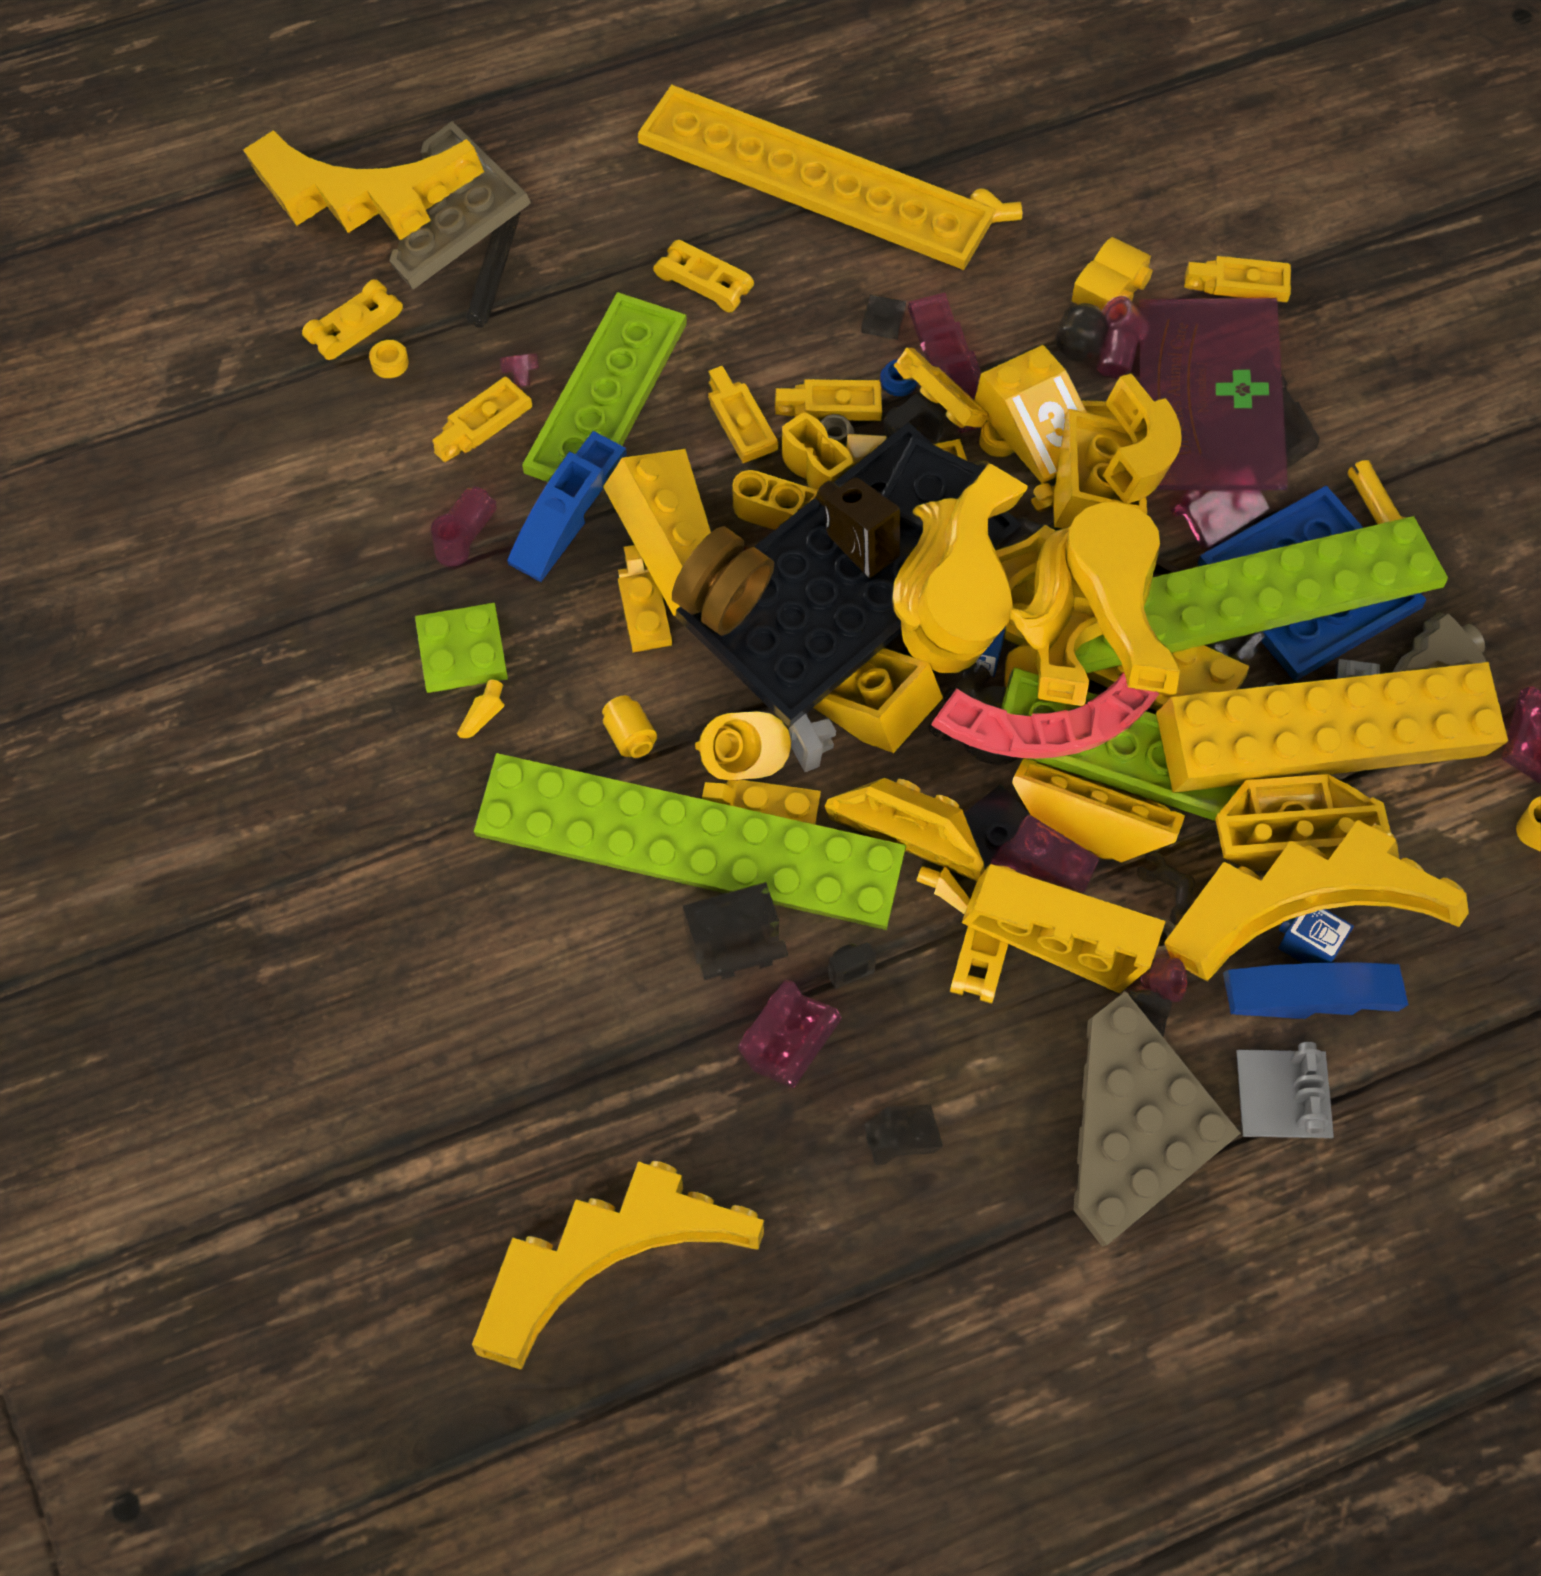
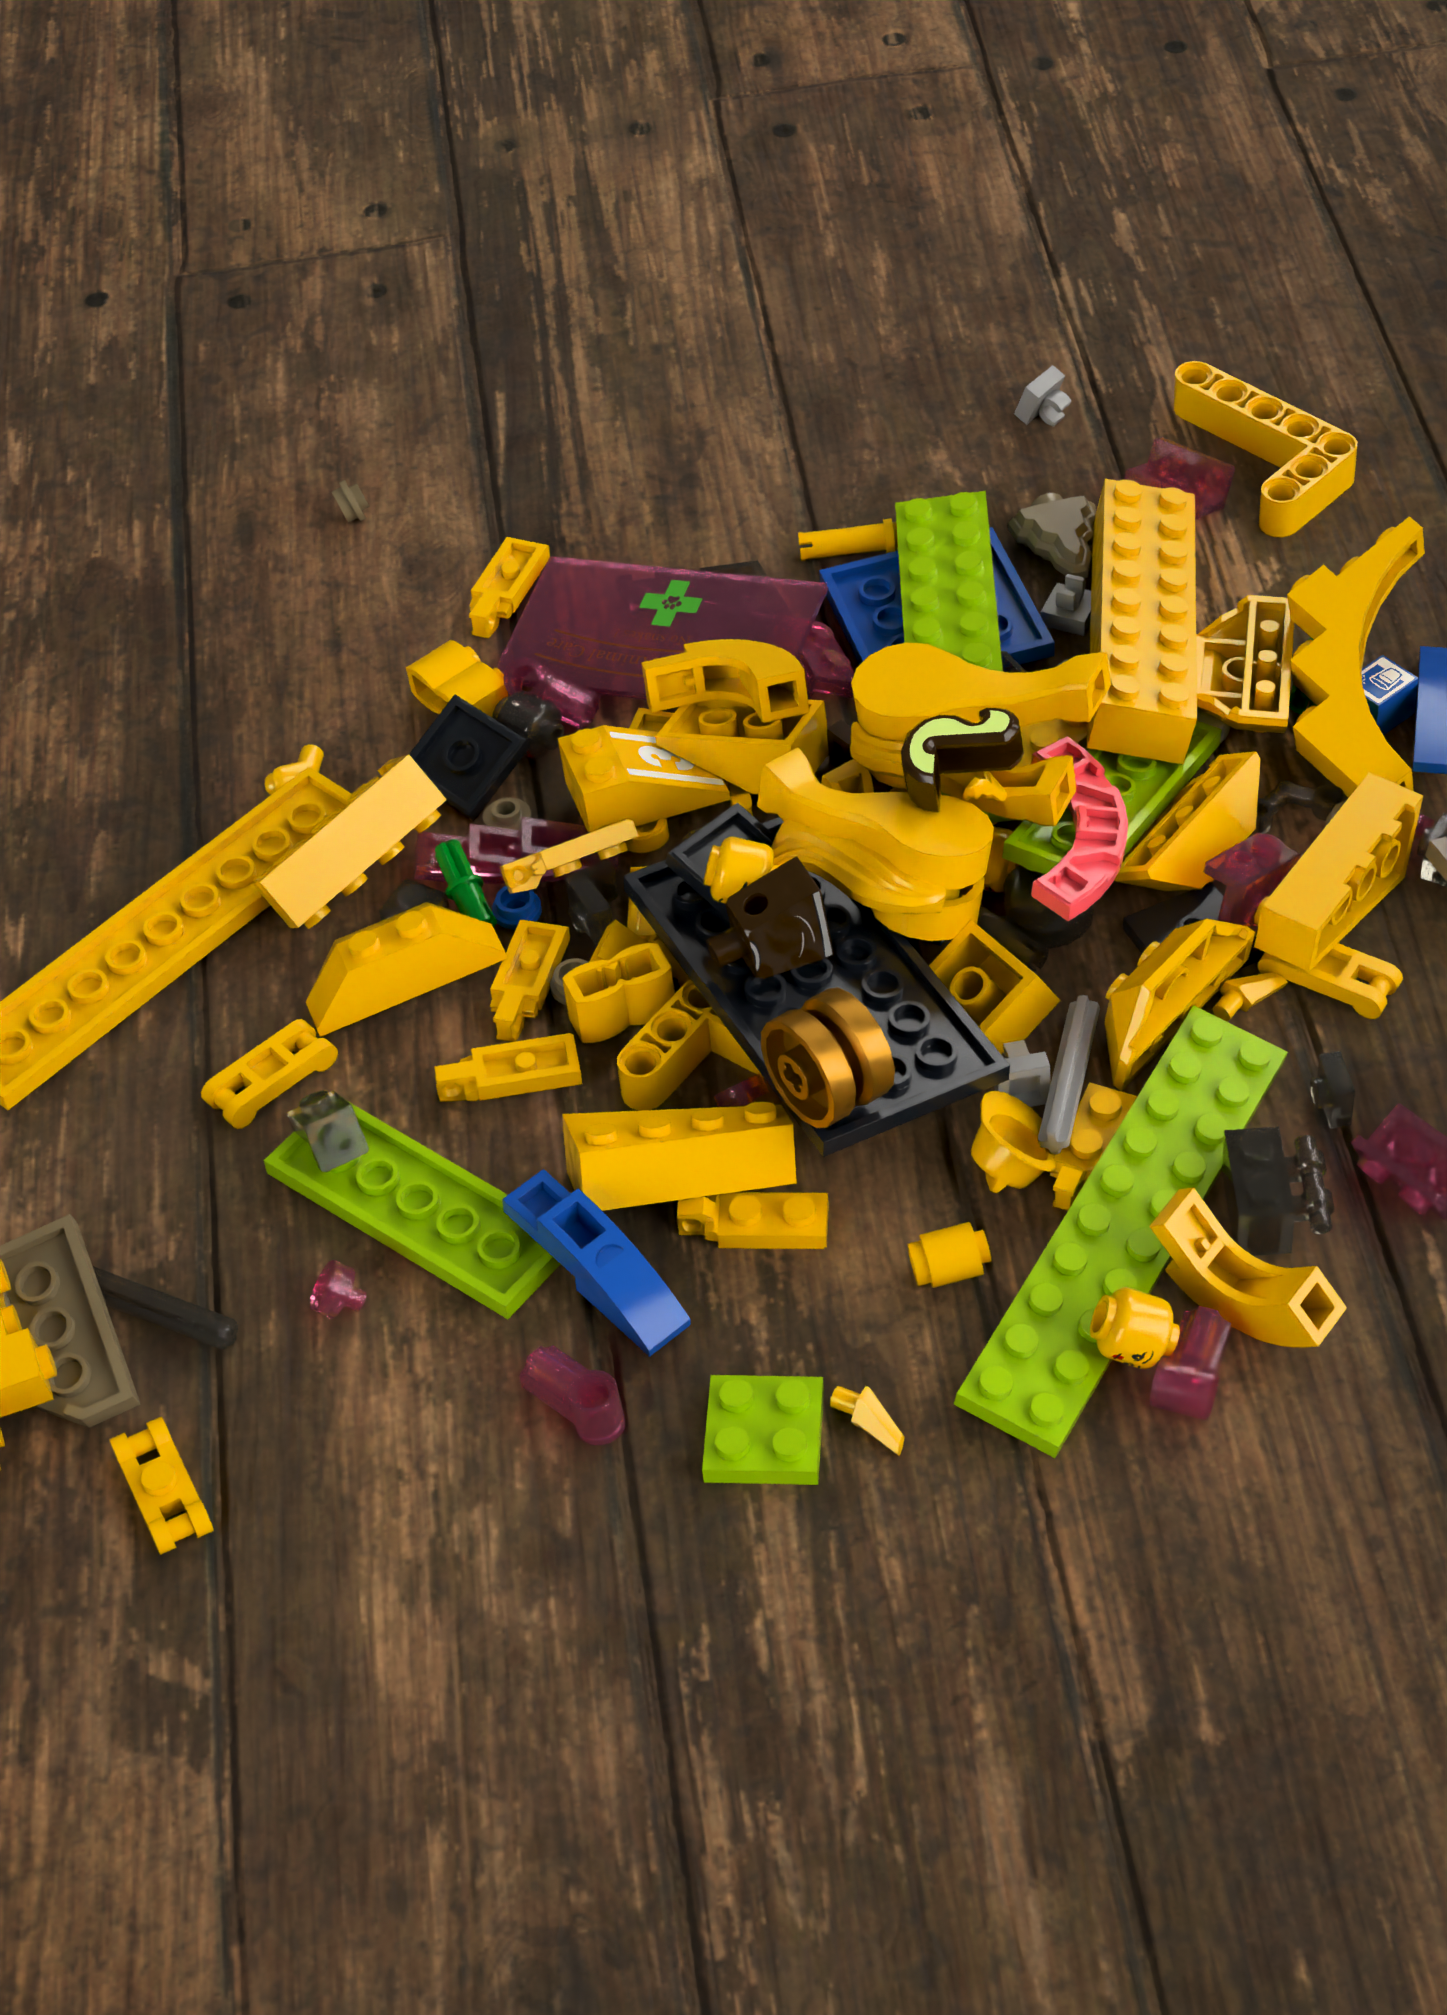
camera: 70 degrees left, 15 degrees down
(388, 359) = (247, 1452): yellow tile -> none
(481, 419) = (404, 1348): yellow hinge -> none
(550, 905) = (1190, 1375): none -> clear pink piece
(569, 854) = (1134, 1328): none -> yellow head
(640, 923) = (1258, 1298): none -> yellow arch
(641, 312) = (329, 1128): none -> clear smoke bracket
(817, 773) = (1068, 1075): none -> light grey axle
(820, 320) = (398, 962): none -> yellow wedge
(899, 481) = (736, 865): none -> yellow head
(901, 336) = (462, 883): none -> green axle
(916, 252) = (351, 842): none -> yellow wedge
(987, 356) = (506, 813): none -> dark tan plate
(1032, 301) = (468, 756): none -> black plate
(1039, 577) = (958, 746): none -> dark brown animal
(1296, 152) = (350, 501): none -> dark tan plate

